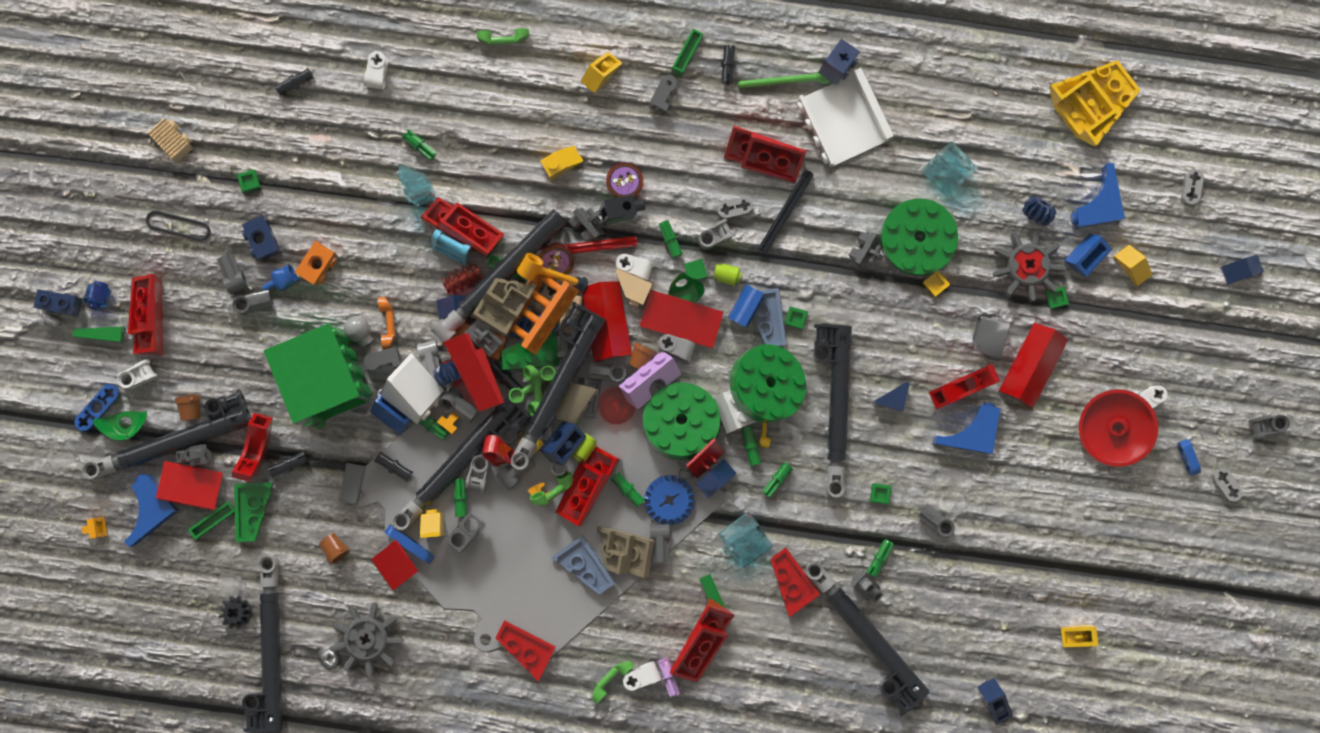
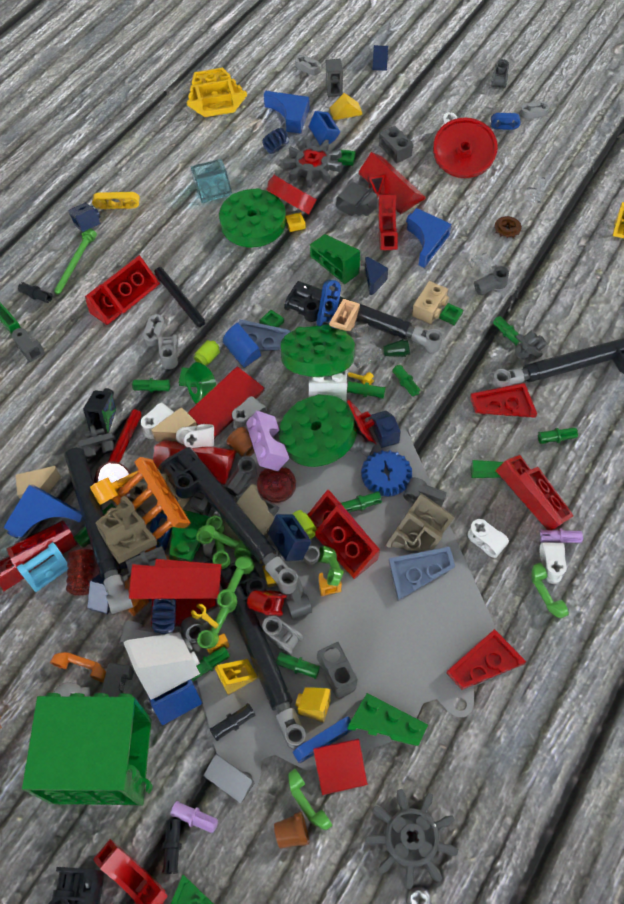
camera: 65 degrees left, 25 degrees down
(314, 471) = (194, 817): none -> lavender axle
(351, 565) = (318, 819): none -> bright green bar
(430, 452) = (235, 675): none -> yellow slope
(444, 587) = (385, 719): none -> green wing
(446, 419) = (209, 639): none -> bright green bar
(459, 408) = (204, 616): none -> yellow hand
(500, 212) = (35, 507): none -> blue arch
(519, 417) = (244, 566): none -> bright green bar
(523, 192) = (42, 478): none -> tan slope
(561, 162) = (29, 446): yellow slope -> none
(624, 180) = (75, 400): tile -> none
(628, 314) = (196, 436): none -> white piece
(638, 616) = (488, 538): none -> white piece
(745, 540) = (450, 423): clear light blue slope -> none
(775, 643) = (557, 435): none -> green axle
(811, 457) = (397, 349): none -> dark green cone
(821, 392) = (345, 315): none -> light nougat slope
(833, 365) = (335, 301): none -> blue beam
(845, 119) = (131, 231): white panel -> none
(869, 251) = (248, 248): dark grey hips -> none
(881, 78) = (124, 197): none -> yellow beam
(882, 468) = (430, 302): none -> tan brick
(899, 348) = (336, 257): none -> green wedge
(960, 263) = (290, 194): none -> red arch
(1011, 351) = (376, 184): none -> black piece
(1031, 518) = (513, 224): none -> reddish brown gear
(1092, 343) = (395, 144): none -> dark grey brick
(1170, 233) = (334, 77): none -> dark grey brick

